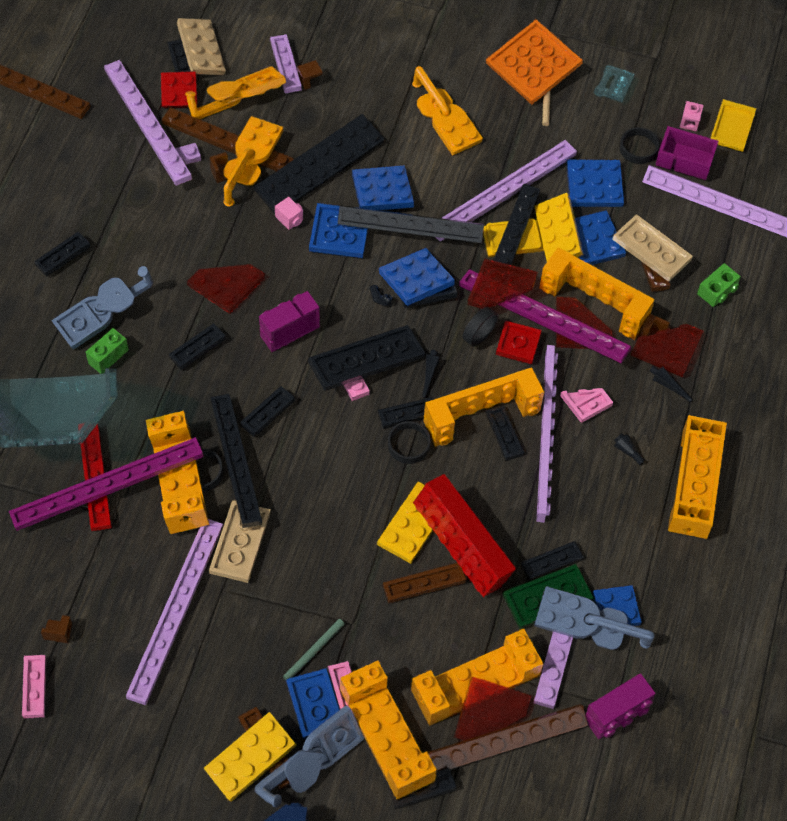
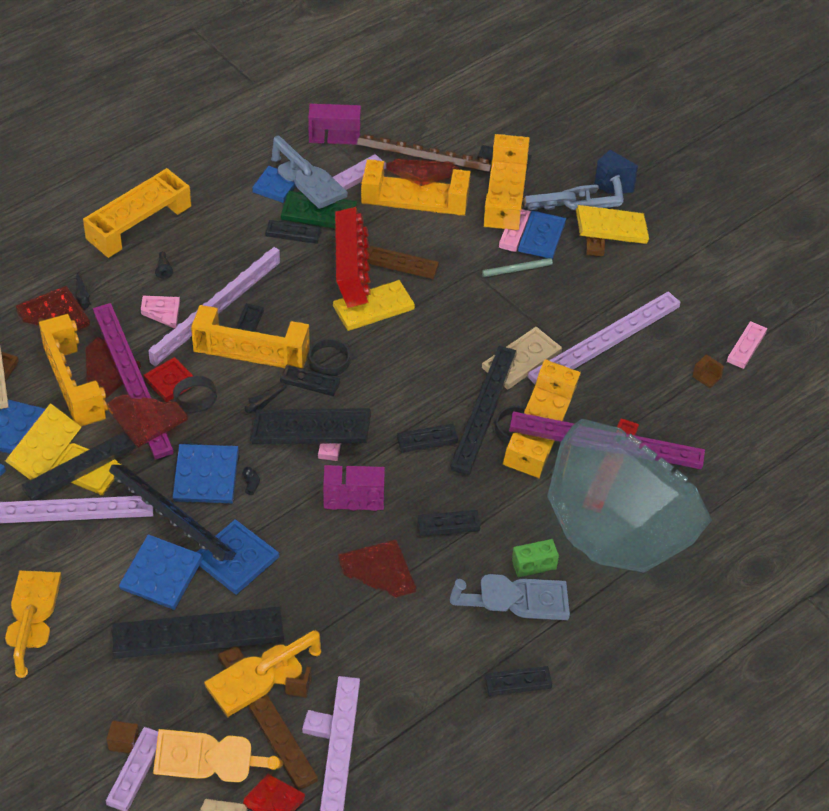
camera: 145 degrees left, 10 degrees down
(289, 213) = (268, 595): bright pink brick -> none

